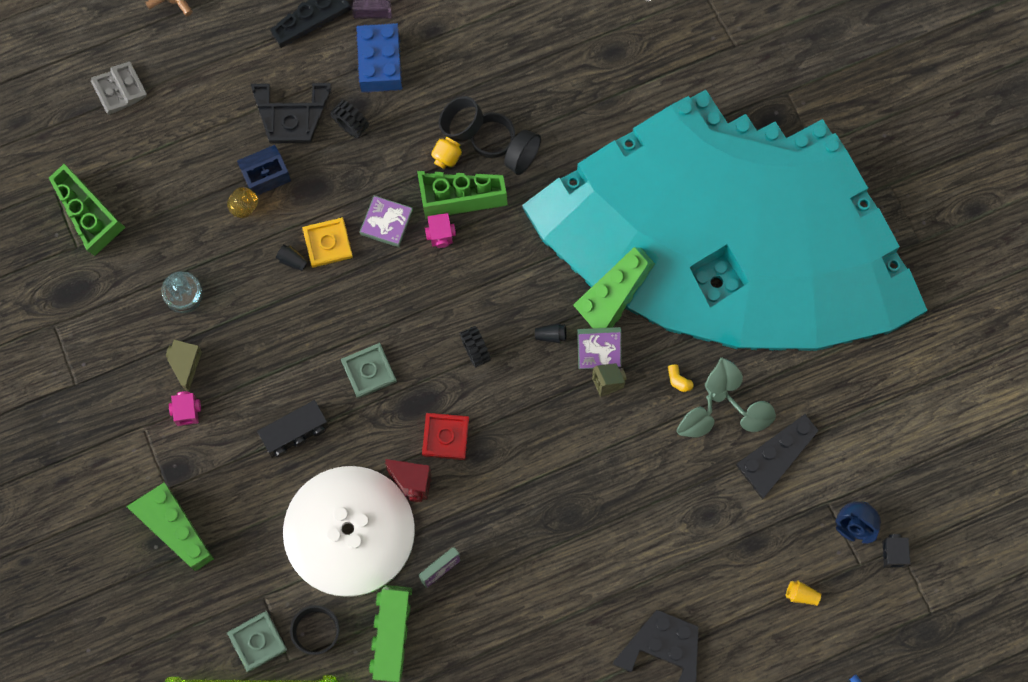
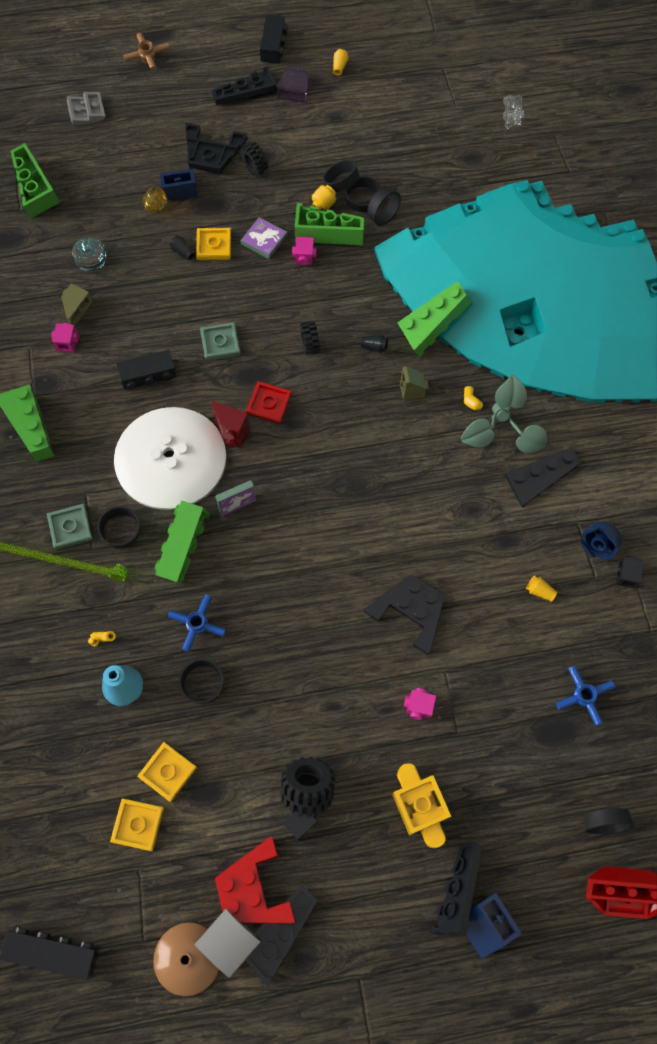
camera: 10 degrees right, 5 degrees down
(379, 57) = (289, 124): blue brick -> none
(599, 347) = (411, 354): tile -> none

